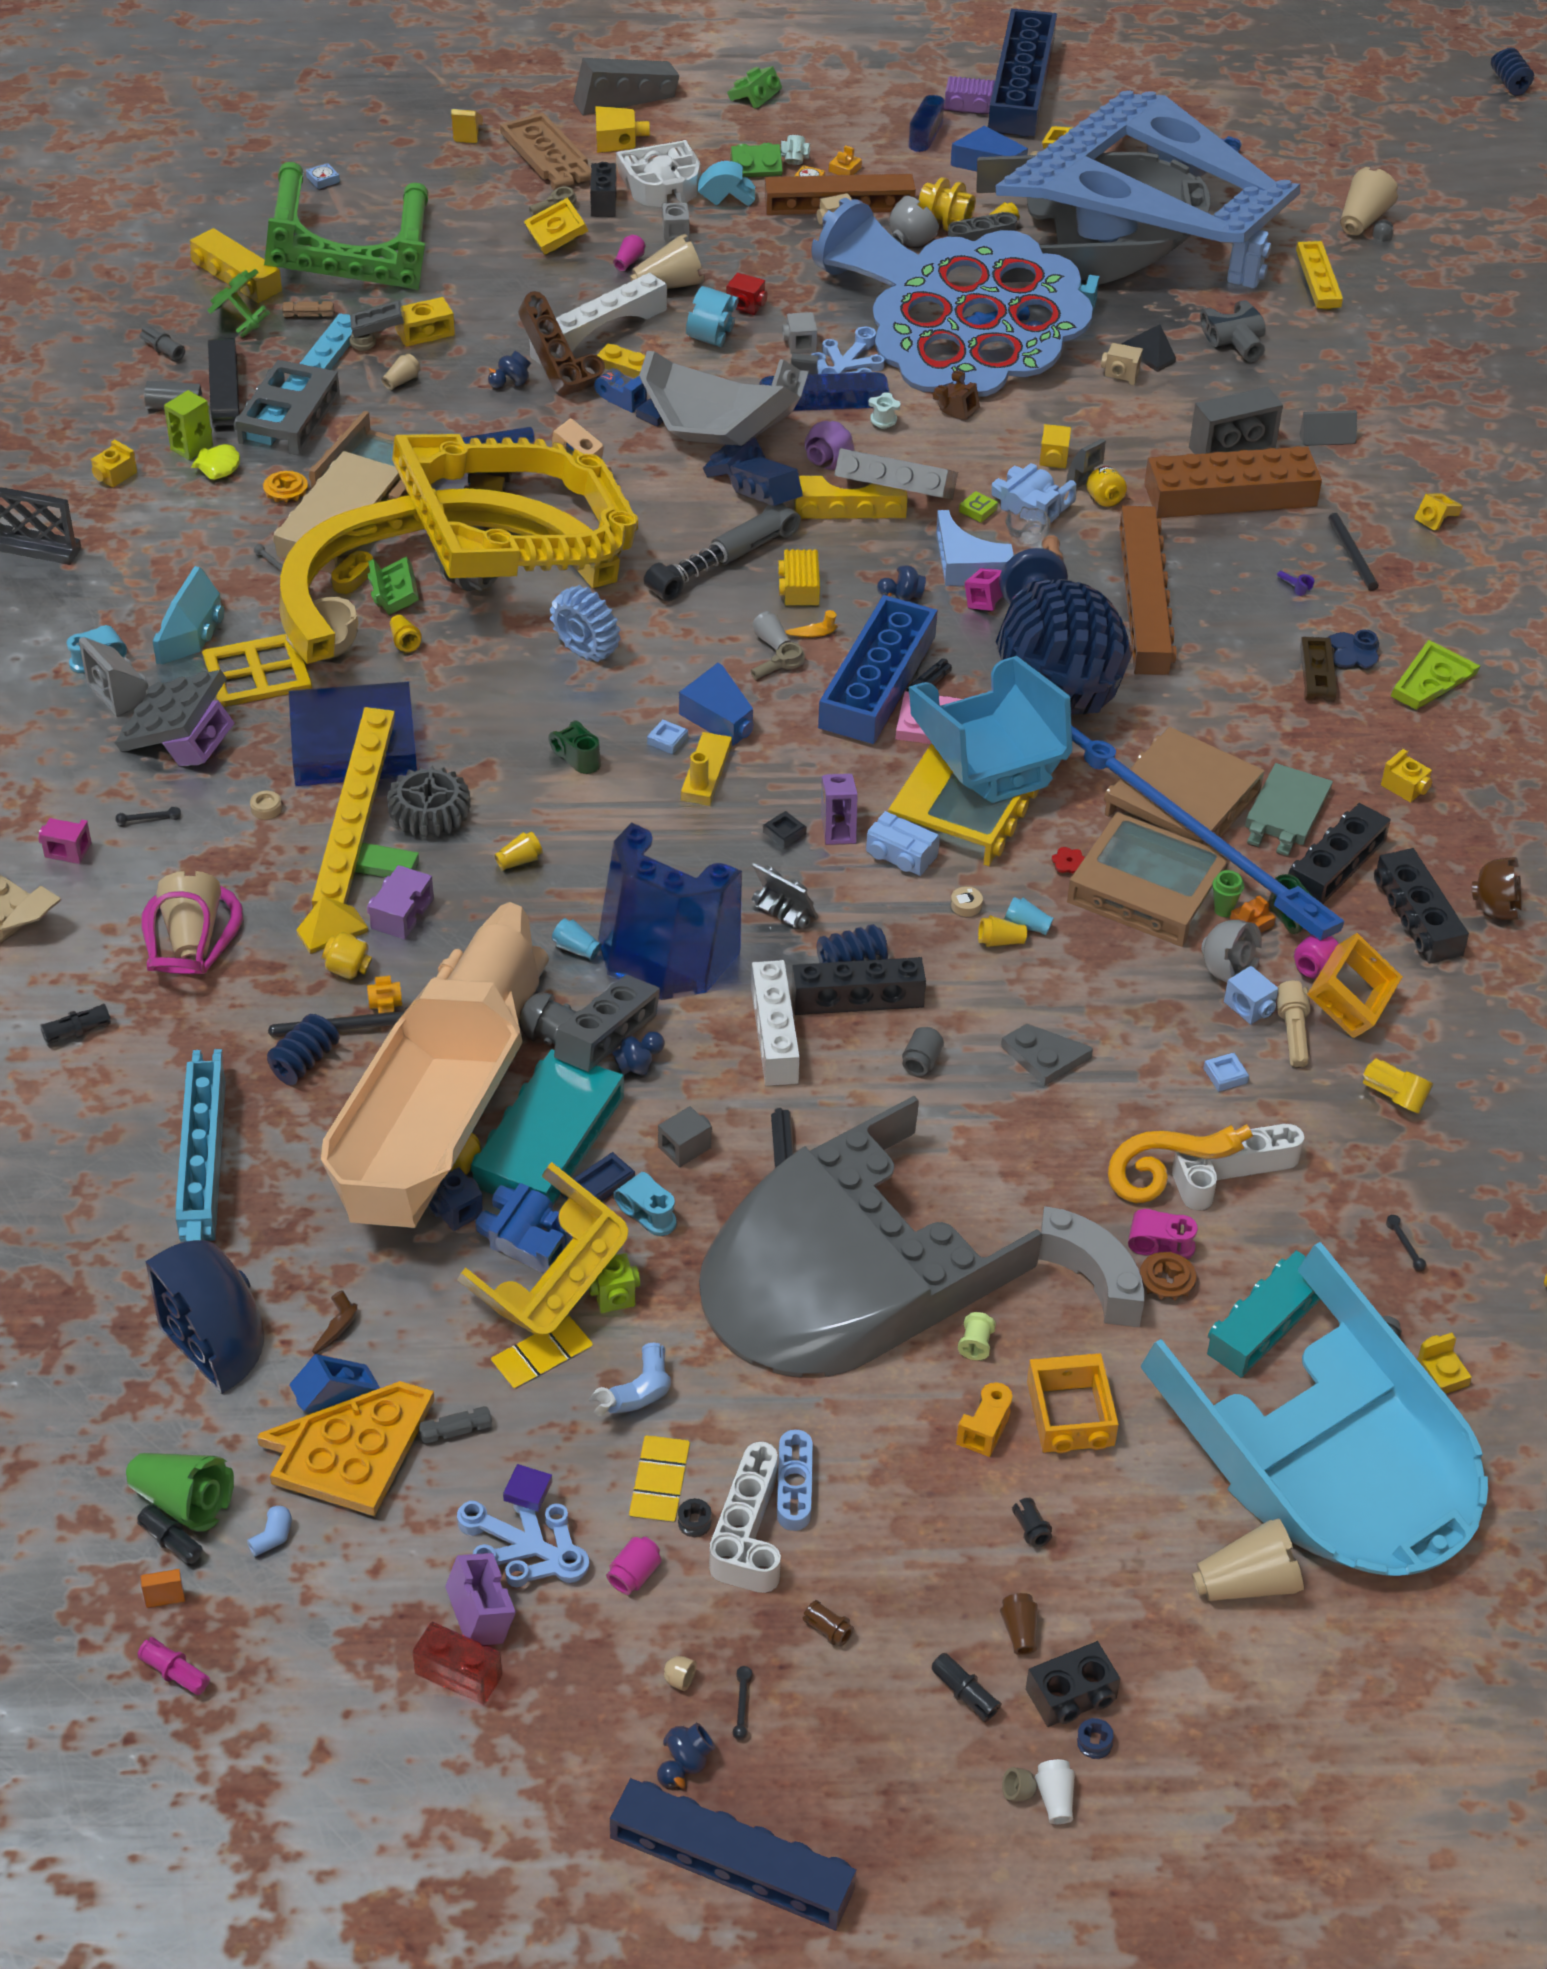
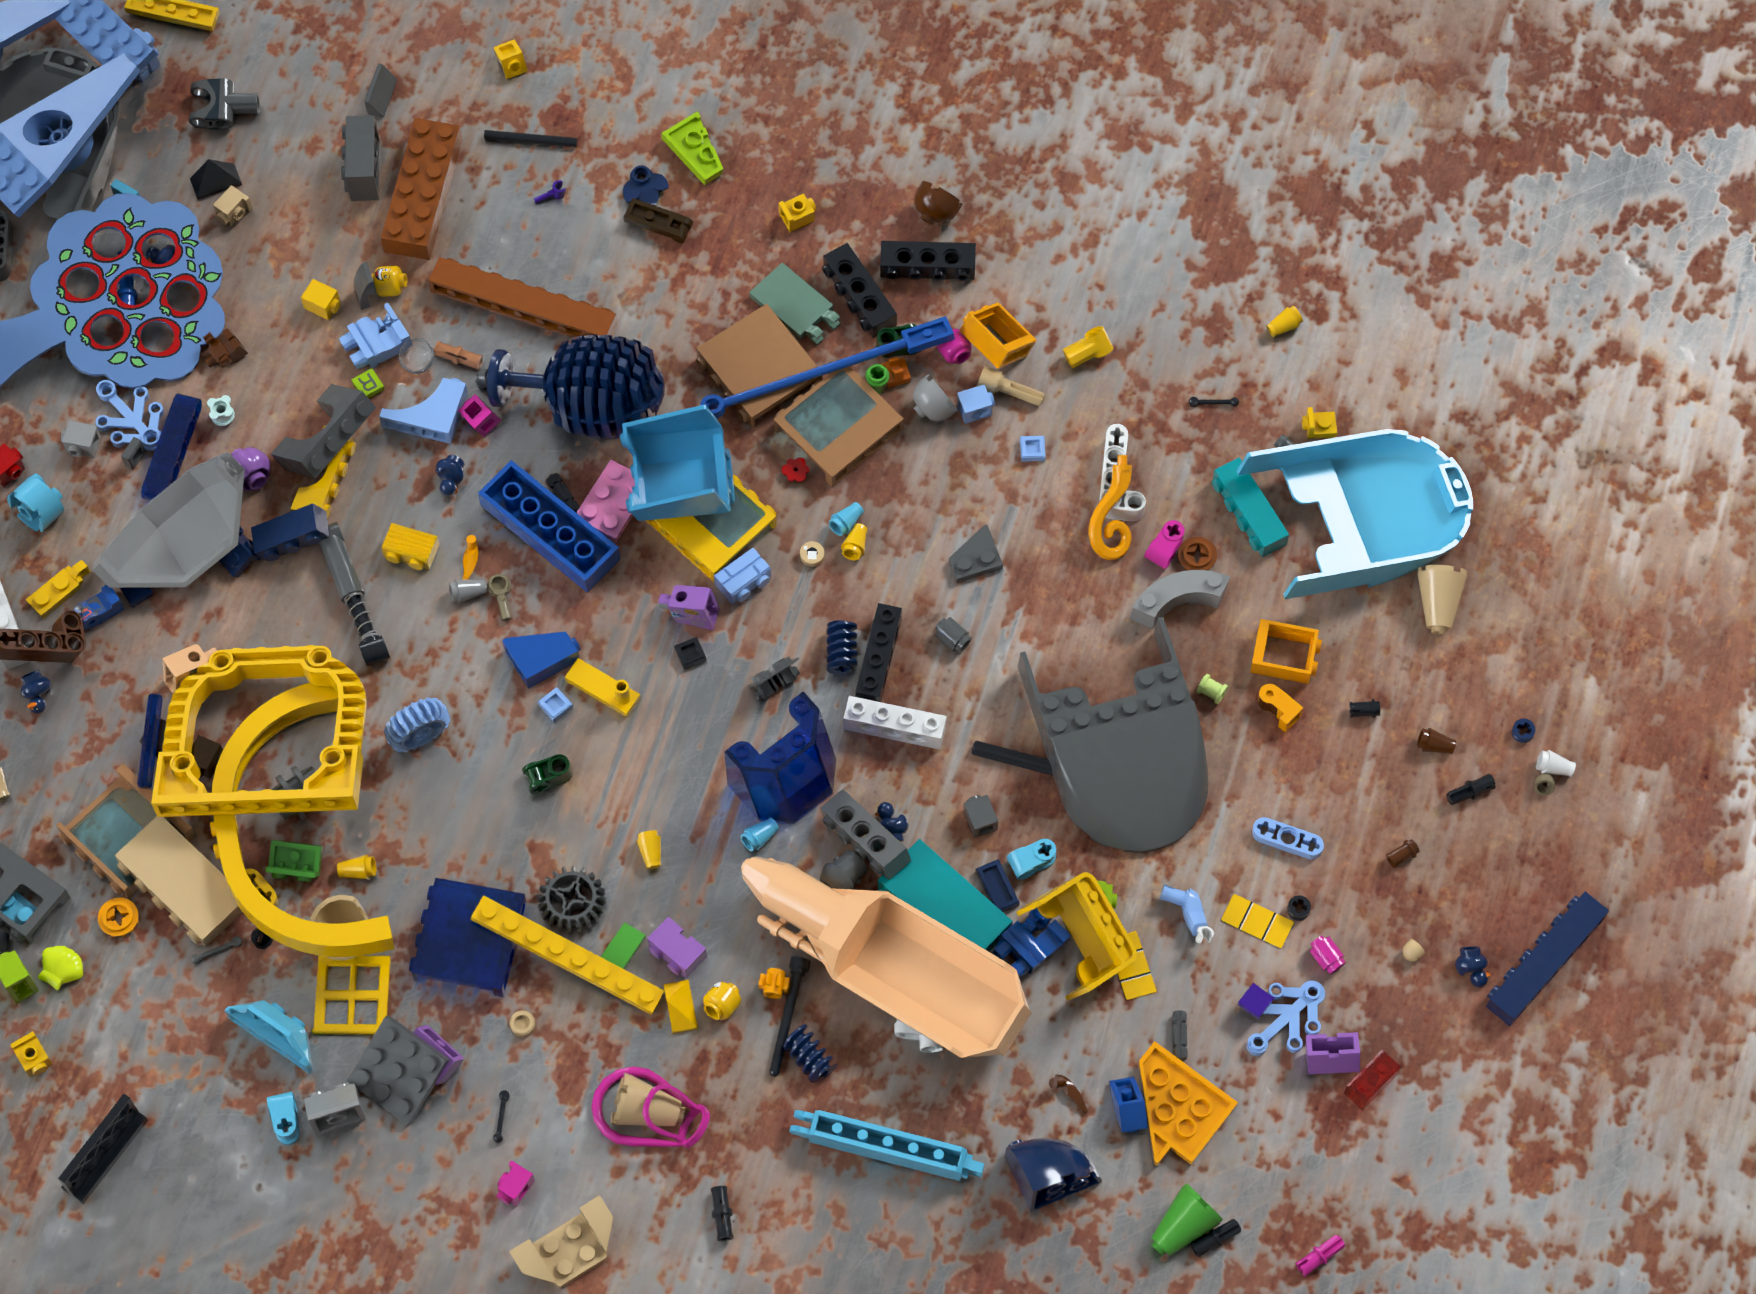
camera: 70 degrees left, 20 degrees up
(162, 1588) = (1260, 1249): orange tile -> none
(275, 1532) = (1231, 1168): light blue arm -> none
(744, 1676) = (1421, 915): black hinge -> none
(747, 1512) = (1311, 872): white beam -> none
(1067, 1676) = (1483, 728): black brick -> none

